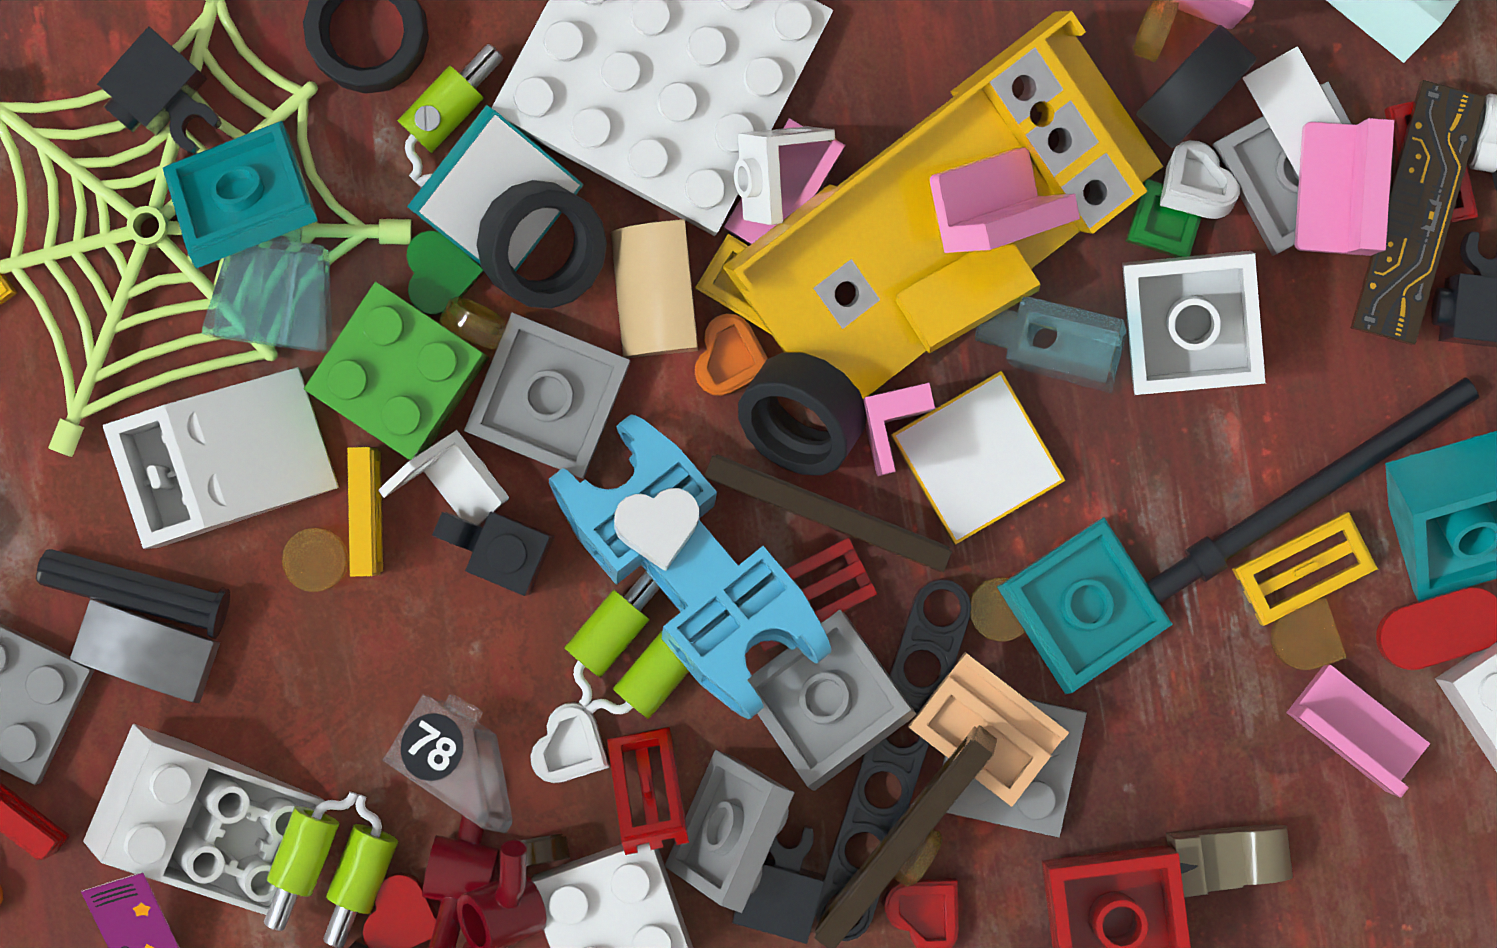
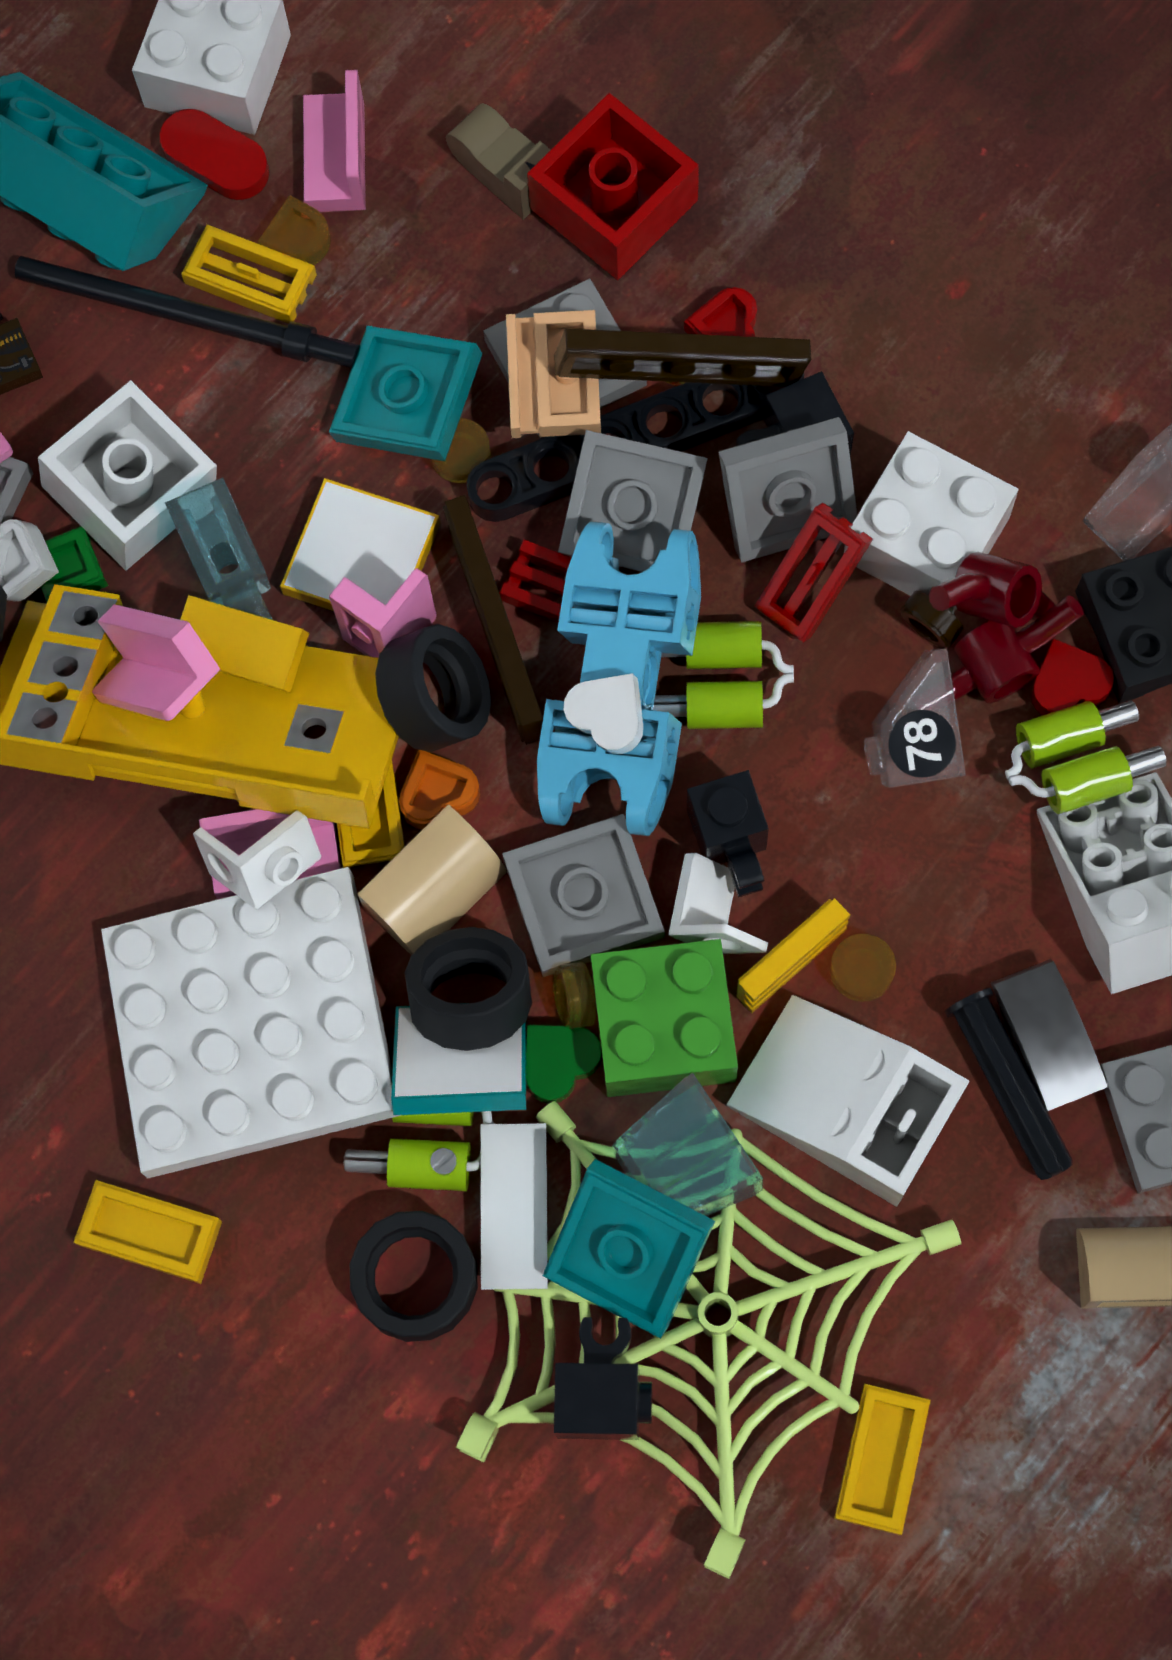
camera: 125 degrees left, 15 degrees down
(354, 145) = (513, 1206): none -> white sticker
(570, 747) = (833, 666): white tile -> none

